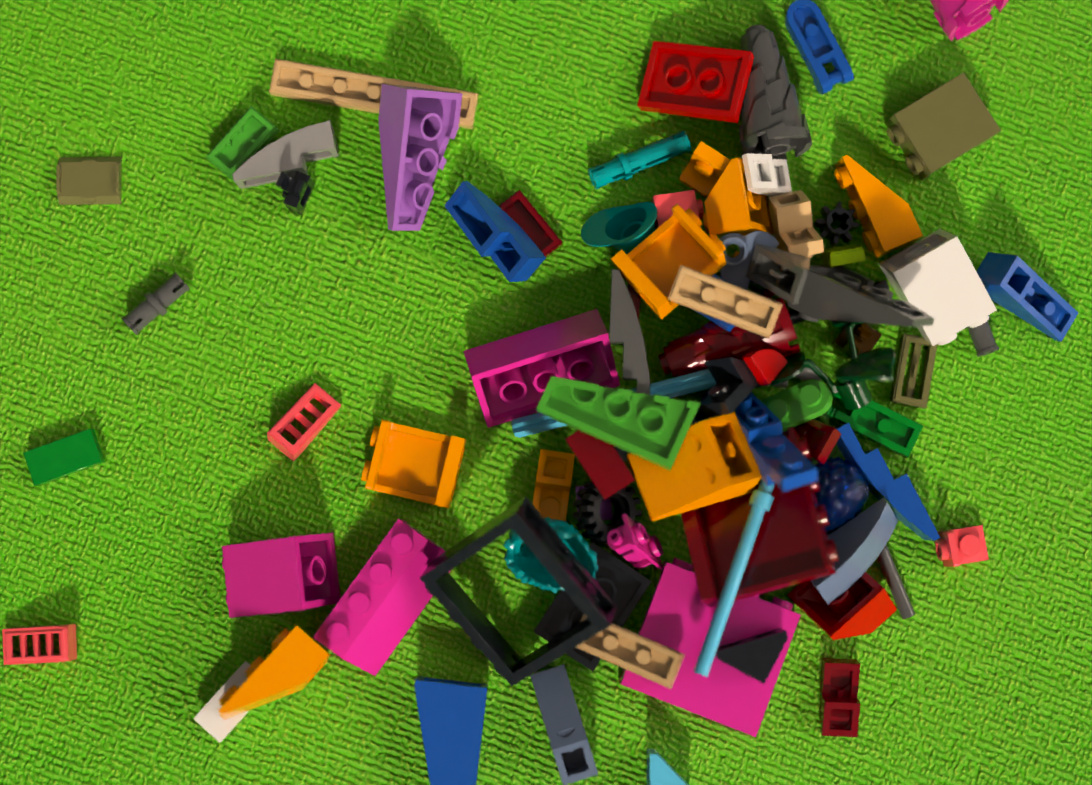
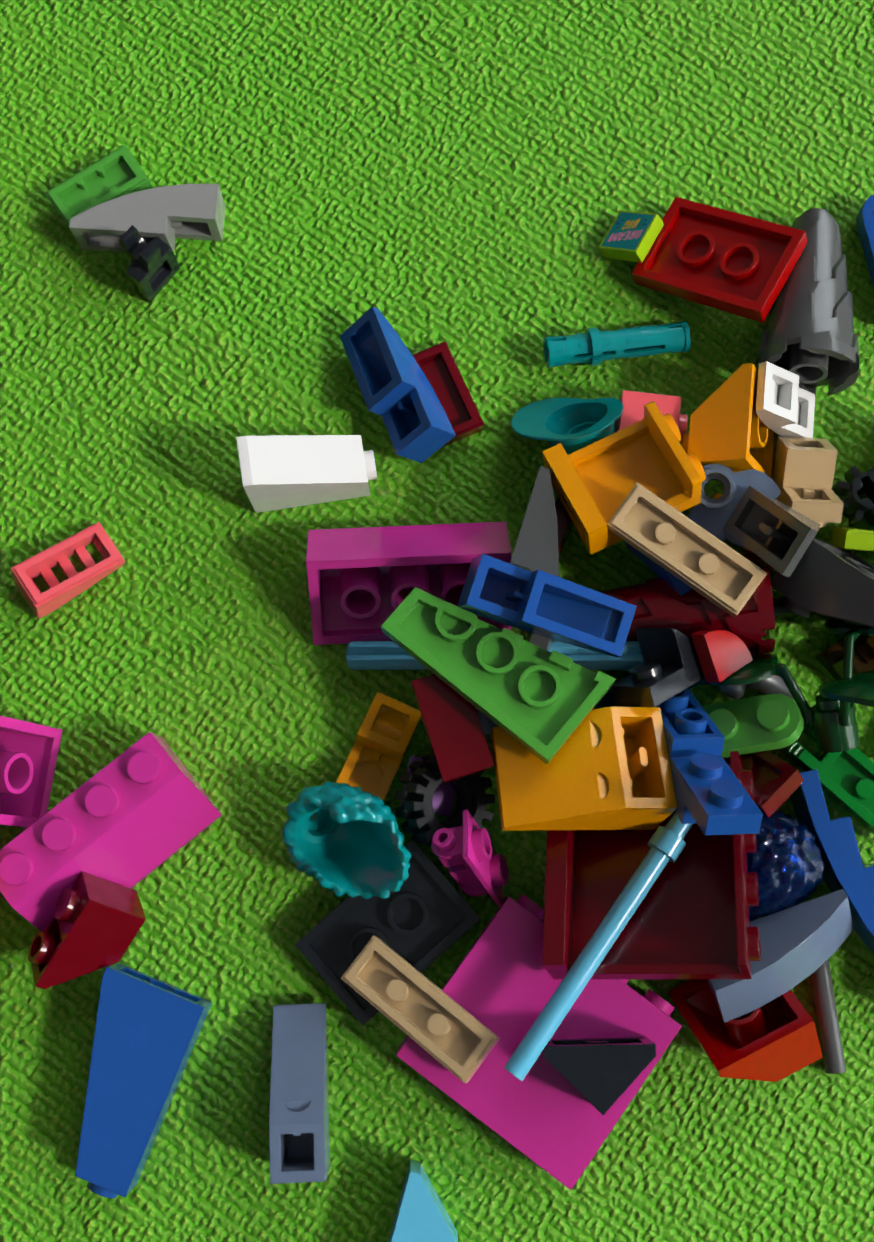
camera: 20 degrees right, 5 degrees down
(348, 88) = (290, 174): tan tile -> none
(394, 660) = (88, 931): none -> dark red slope
(413, 140) = (322, 240): medium lavender wedge -> none
(414, 463) = (198, 665): light orange panel -> none
(450, 309) = (303, 469): none -> white slope
(557, 560) = (351, 852): black window -> none
(629, 78) = (631, 236): none -> tile
(642, 366) = (546, 605): none -> blue slope
(704, 169) = (701, 373): light orange bracket -> none
(839, 697) = (706, 1164): dark red slope -> none

